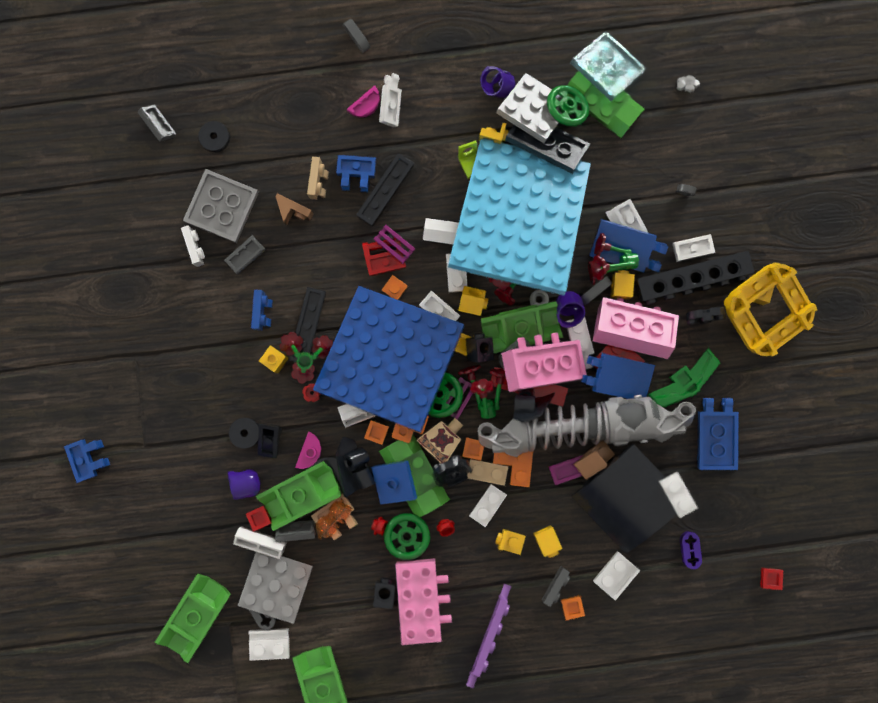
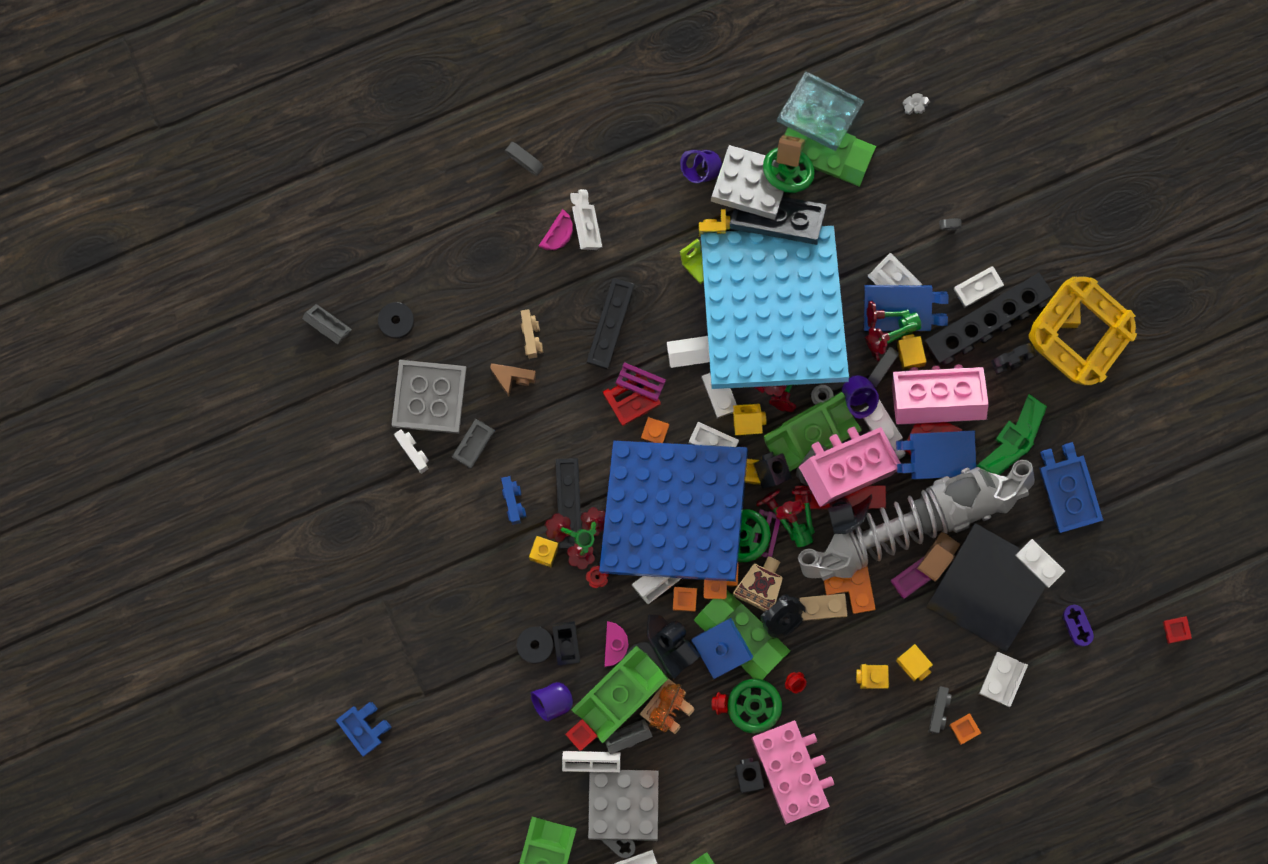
camera: 15 degrees left, 5 degrees down
(356, 167) = (570, 307): blue plate -> none
(473, 449) = (799, 585): orange plate -> none
(487, 645) = (884, 777): medium lavender plate -> none
(488, 505) = (835, 644): white plate -> none
(573, 89) = (790, 150): none -> medium nougat slope

